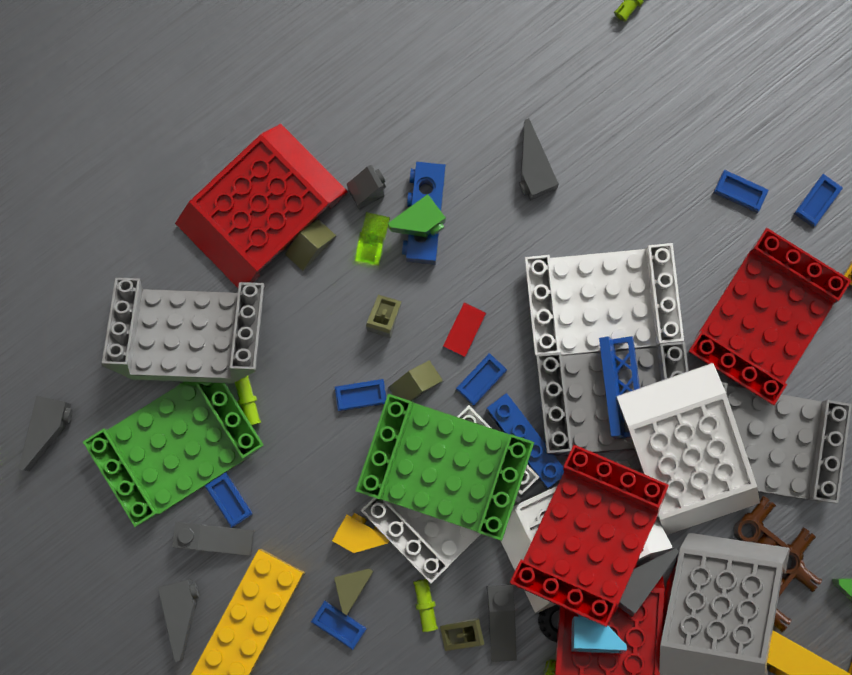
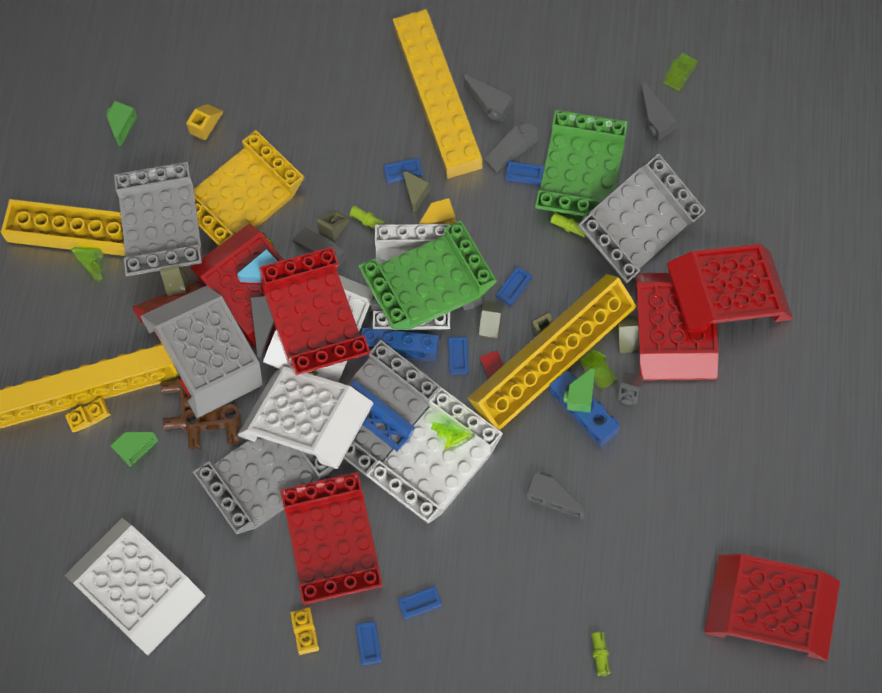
camera: 140 degrees right, 15 degrees down
(185, 180) = (727, 286): none -> red slope
(400, 287) = (552, 351): none -> yellow brick
(568, 295) = (455, 436): none -> clear neon green slope

